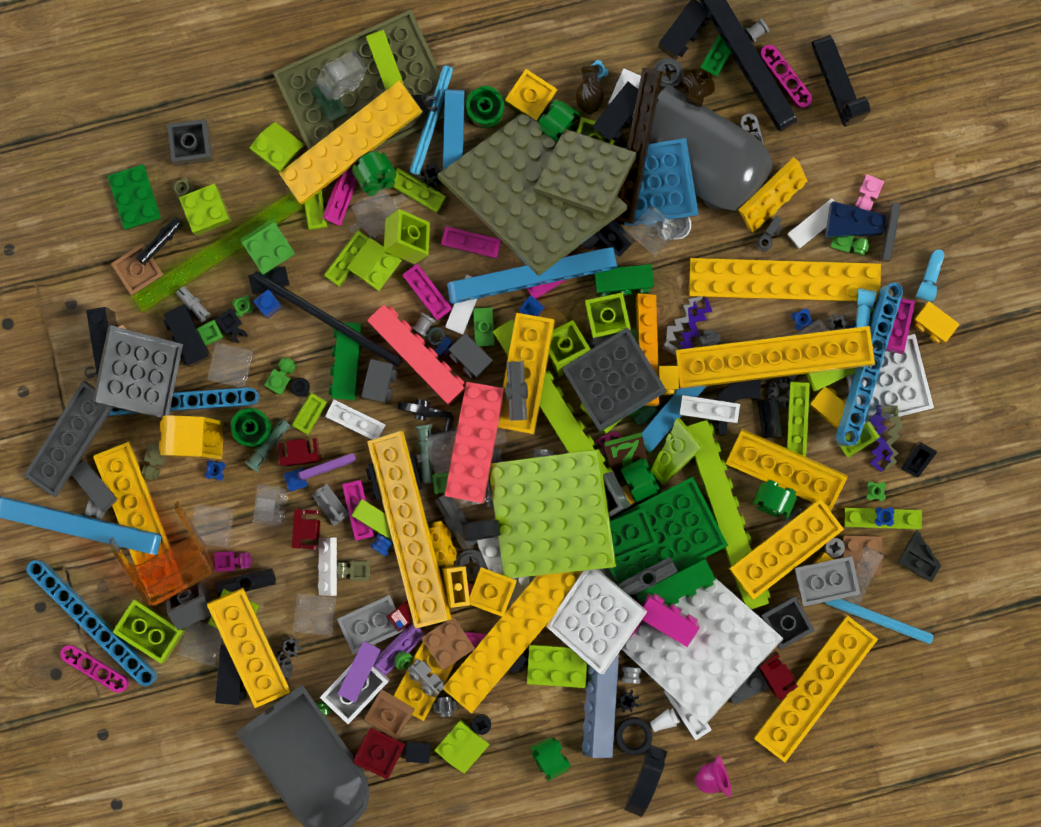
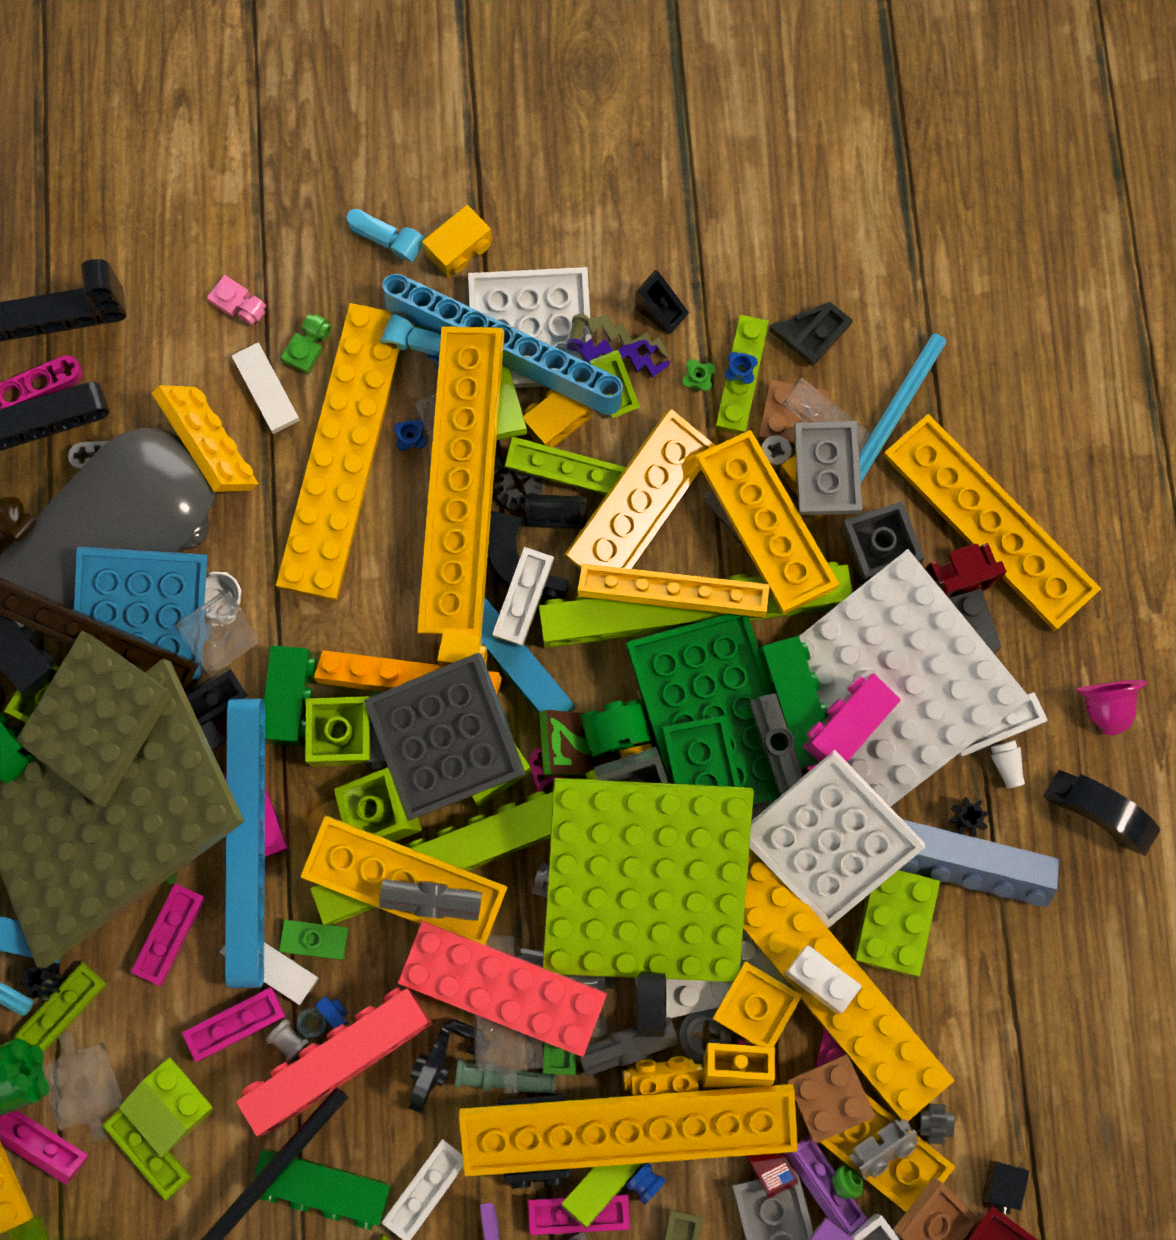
camera: 80 degrees left, 10 degrees down
(314, 212) = (52, 1195): lime tile -> none
(379, 381) = (366, 1135): dark grey brick -> none
(406, 236) = (131, 1040): lime brick -> none
(461, 746) = (1005, 1109): lime slope -> none
(471, 356) = (358, 970): dark grey brick -> none
(479, 722) = (967, 1065): black wheel -> none
(513, 626) = (823, 979): none -> white brick
(519, 664) = (884, 983): black plate -> none
(531, 307) = (297, 852): blue plate -> none
(549, 758) = (1047, 961): green brick -> none
(619, 736) = (1047, 804): black tyre -> none
(631, 674) = (927, 803): light grey wheel -> none
(643, 414) = (511, 704): clear green brick -> none
(676, 453) = (581, 662): lime wing -> none
(691, 320) = (377, 603): piece -> none
(710, 338) = (410, 578): dark grey gear -> none
(730, 499) = (673, 590): none -> yellow plate
(773, 228) = (258, 450): dark grey plate -> none
(774, 499) = (685, 525): green brick -> none
(842, 323) = (428, 375): dark grey gear -> none
(853, 221) = (274, 330): dark blue wing -> none
(890, 232) = (304, 279): dark grey tile -> none
(901, 327) = (460, 289): dark pink plate -> none

